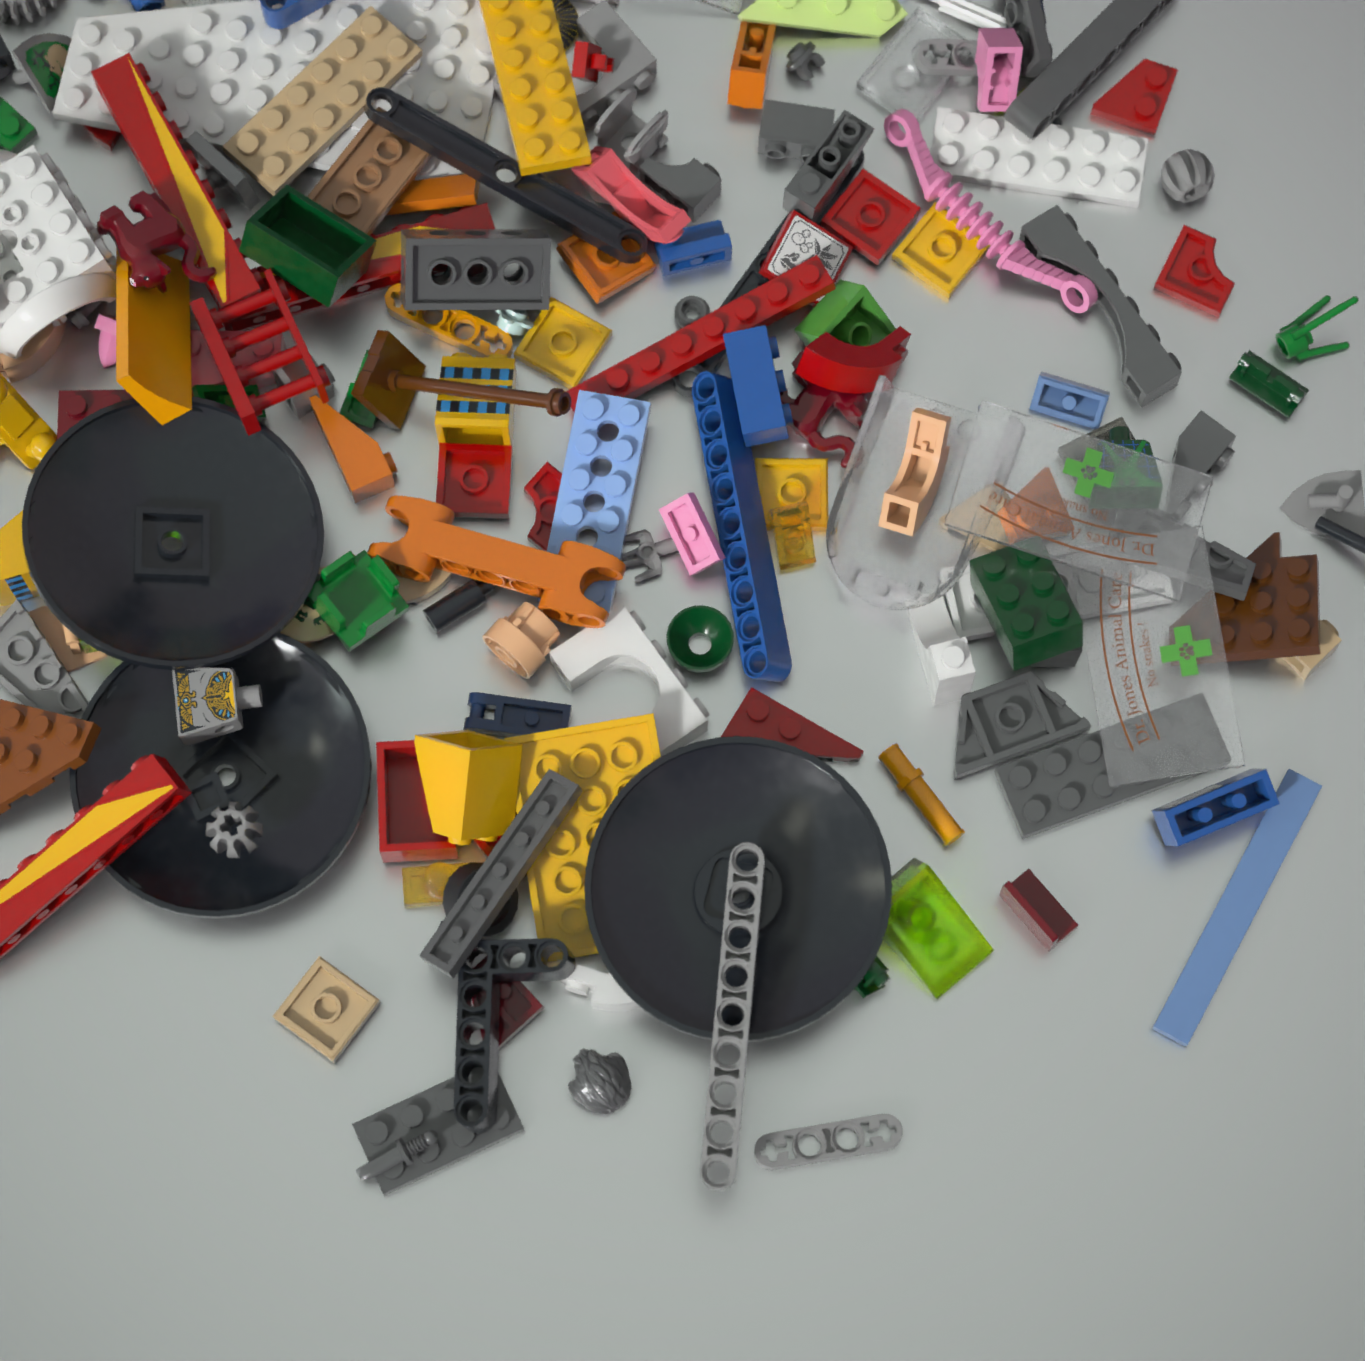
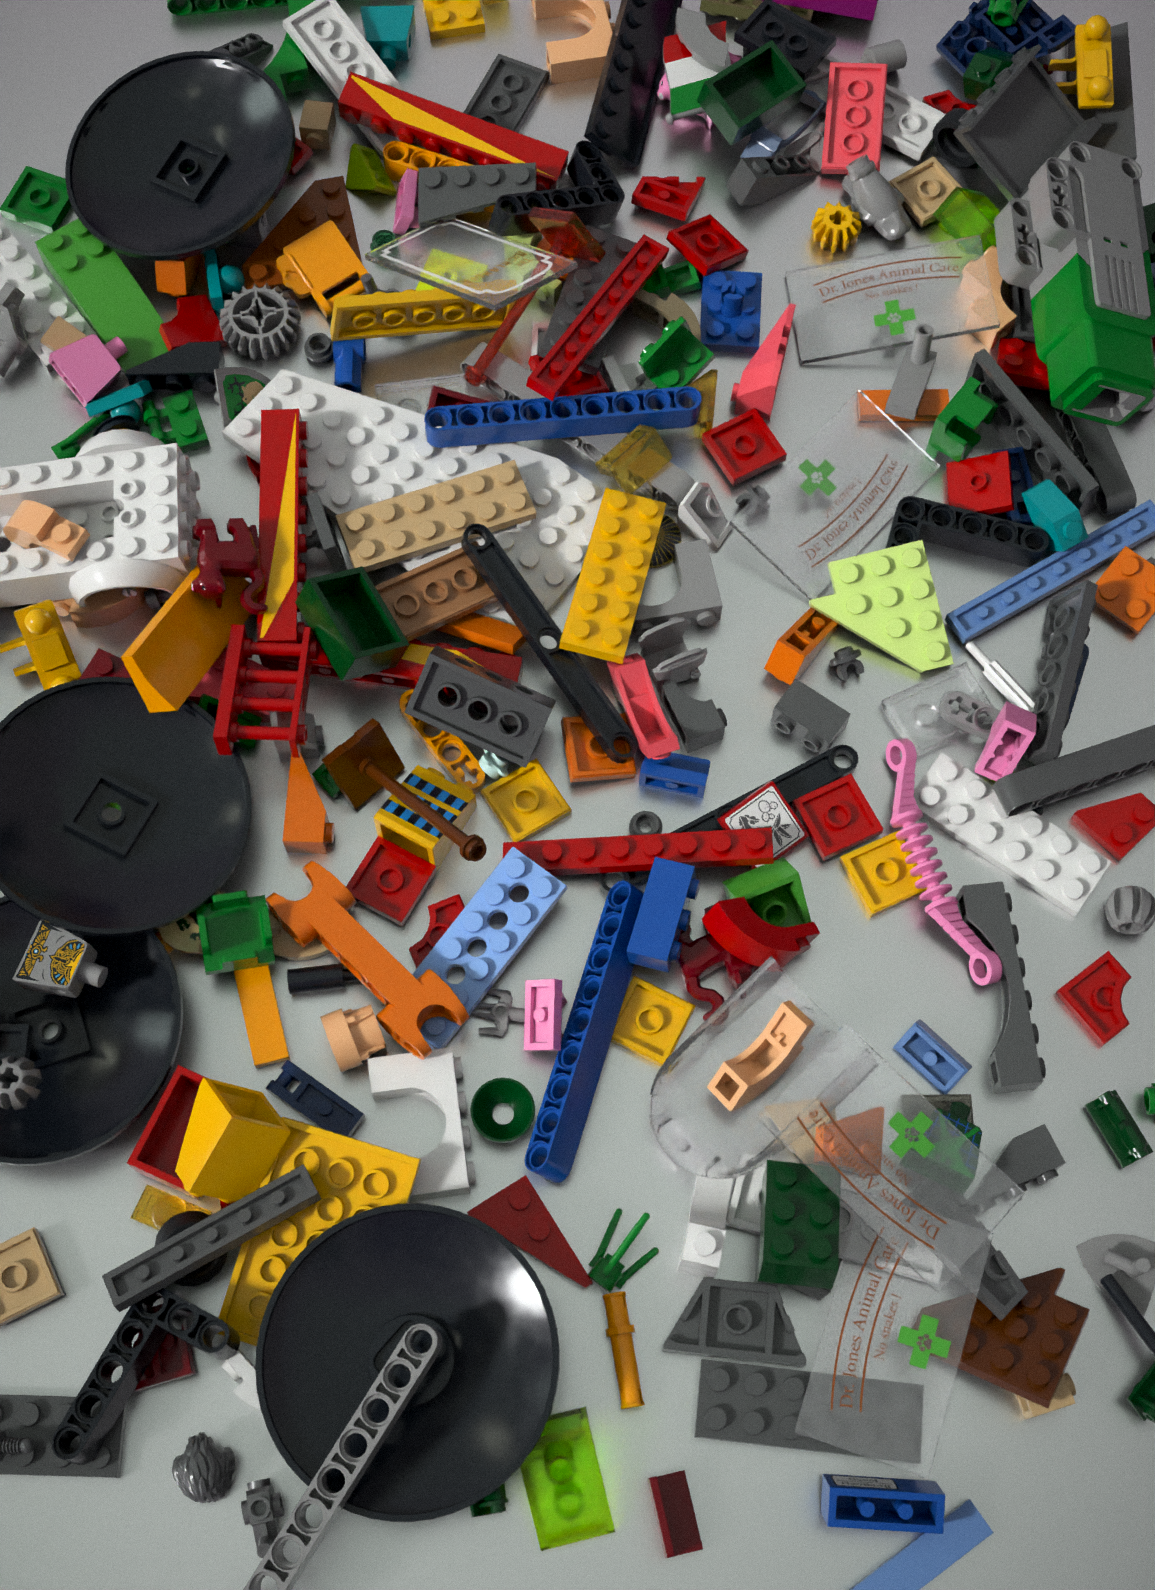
camera: 25 degrees right, 5 degrees down
(421, 665) = (262, 1016): none -> light orange tile
(589, 62) = (665, 582): red tile -> none
(673, 1088) = (262, 1512): none -> flat silver piece
(792, 535) = (628, 1059): clear yellow slope -> none
(827, 167) = (818, 758): dark grey slope -> none
(872, 734) = (608, 1270): none -> green plant

